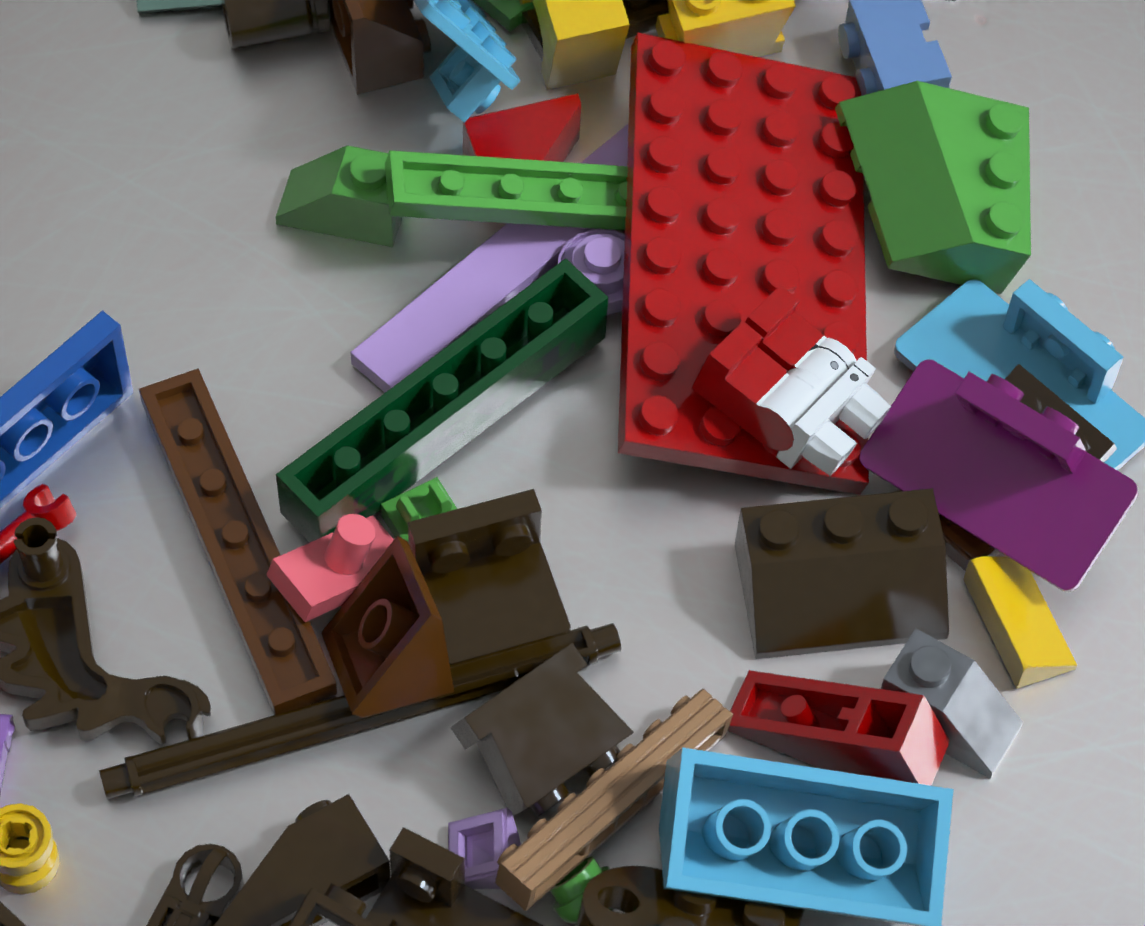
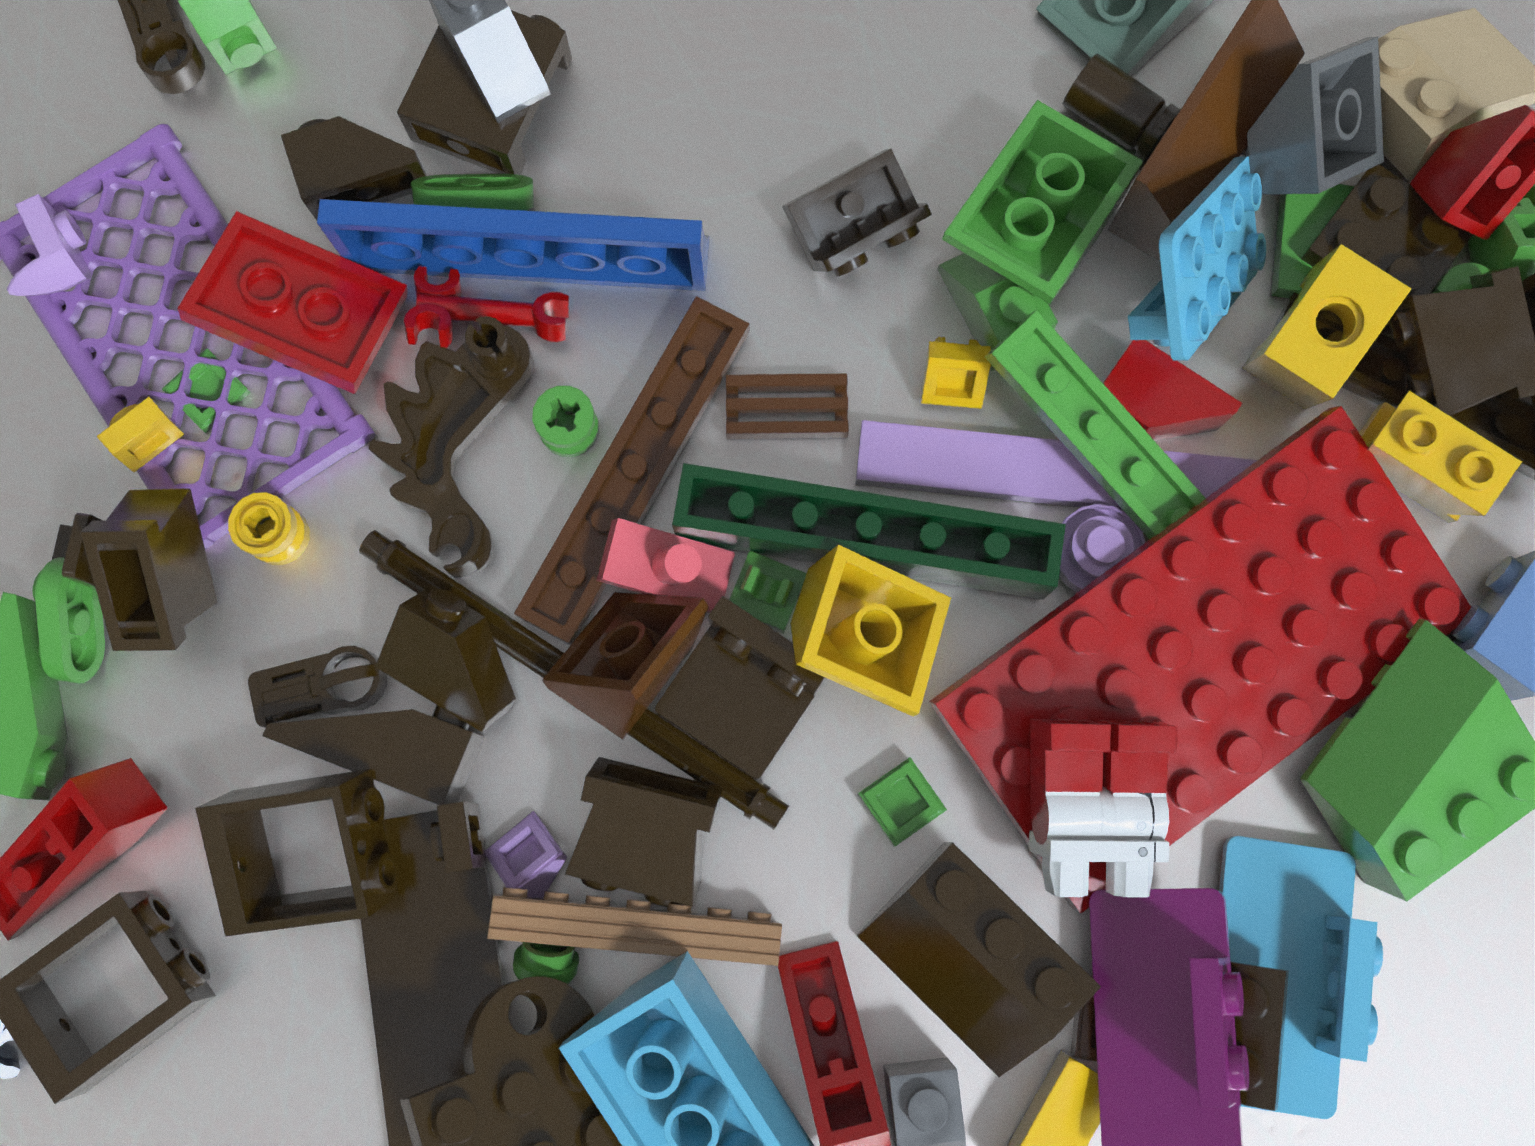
camera: 55 degrees right, 20 degrees up
(158, 571) = (571, 434): none -> bright green wheel
(183, 237) = (856, 214): none -> bracket
(262, 777) = (448, 657): none -> dark brown slope
(270, 384) = (787, 384): none -> reddish brown tile
(303, 96) = (1043, 201): none -> bright green slope
(376, 262) = (955, 374): none -> yellow tile
(519, 441) = (868, 628): none -> yellow slope
(677, 547) = (902, 802): none -> bright green tile

